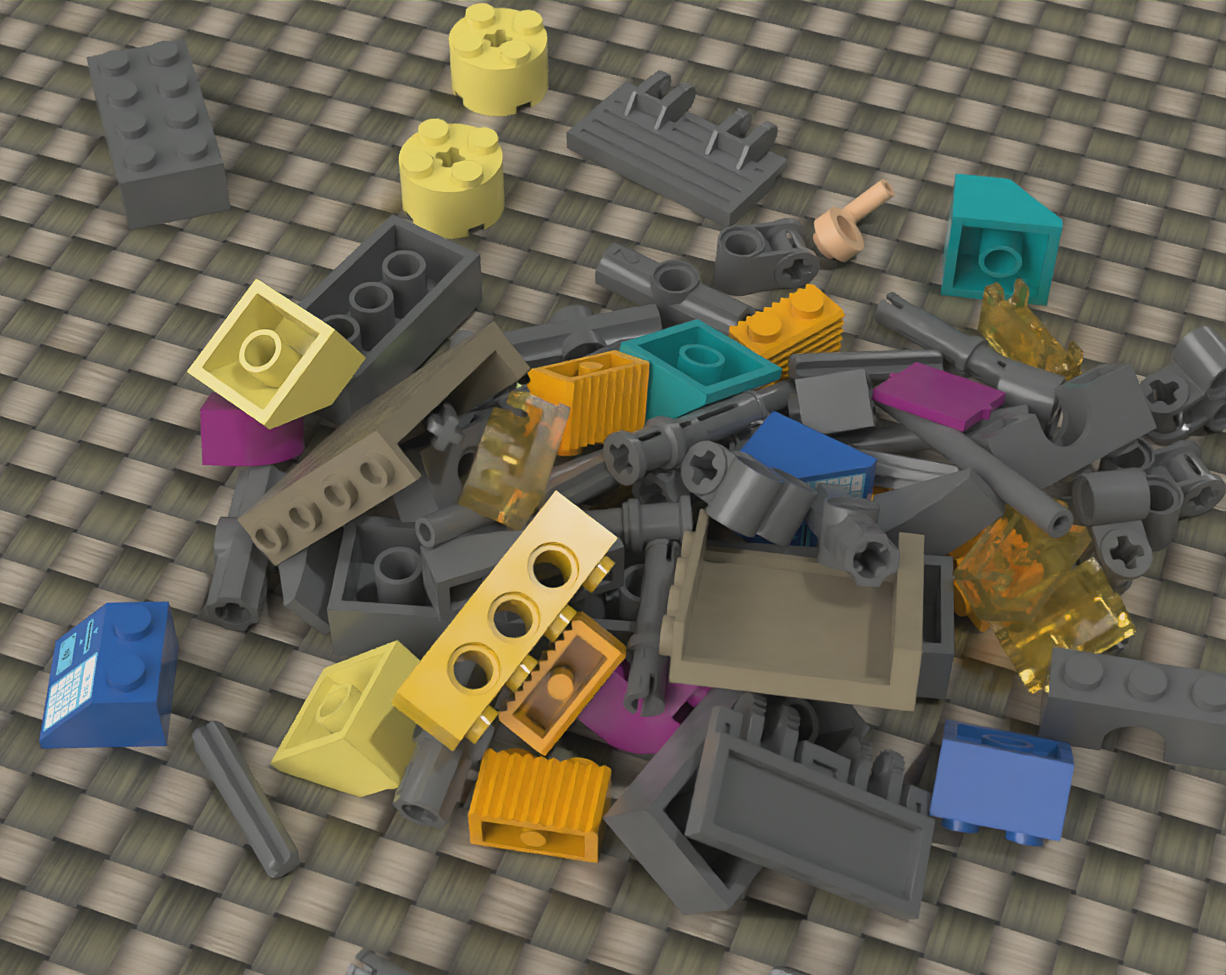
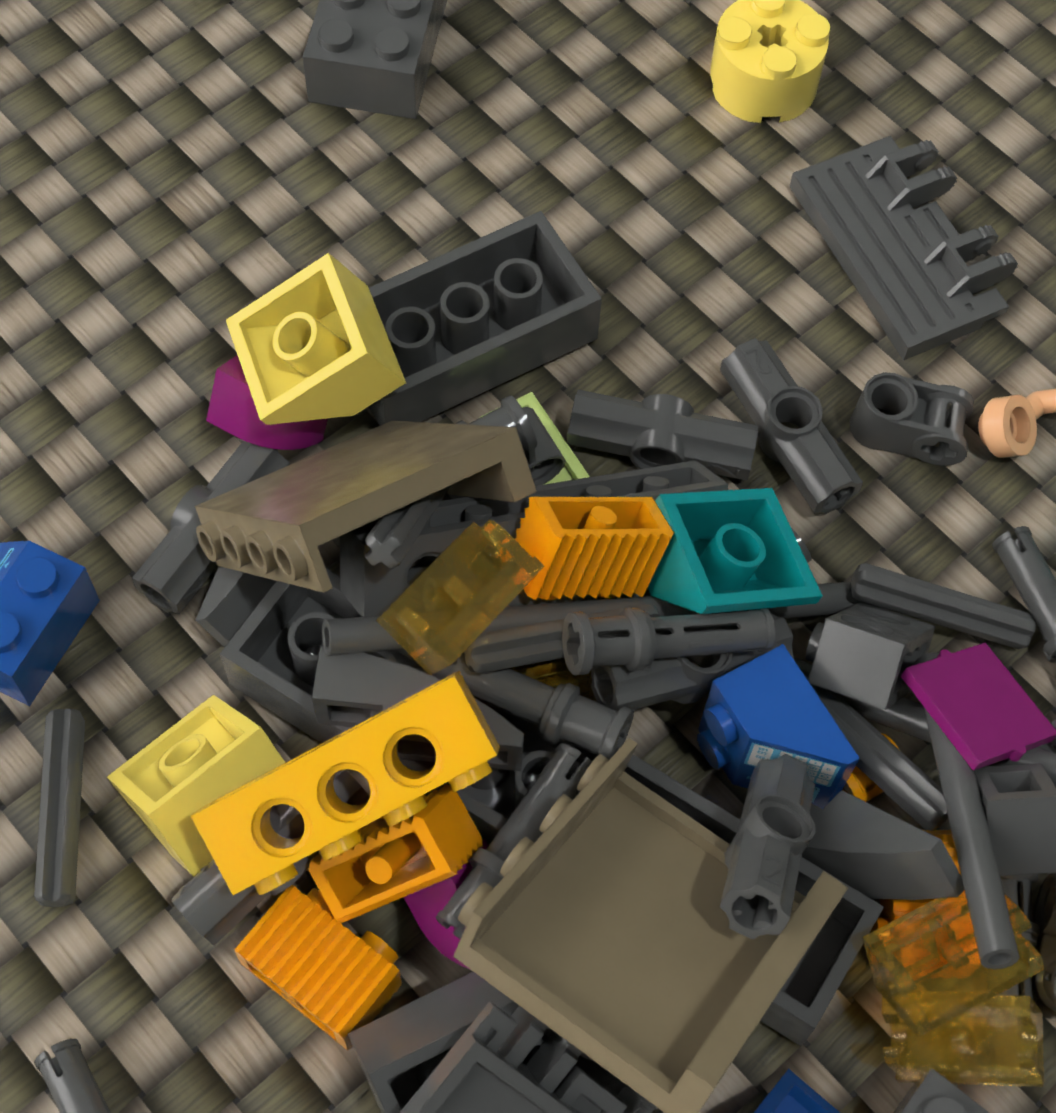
camera: 25 degrees right, 15 degrees up
(452, 178) = (640, 182): light yellow brick -> none
(747, 492) = (691, 740): dark grey piece -> none
(796, 325) = (887, 531): light orange brick -> none

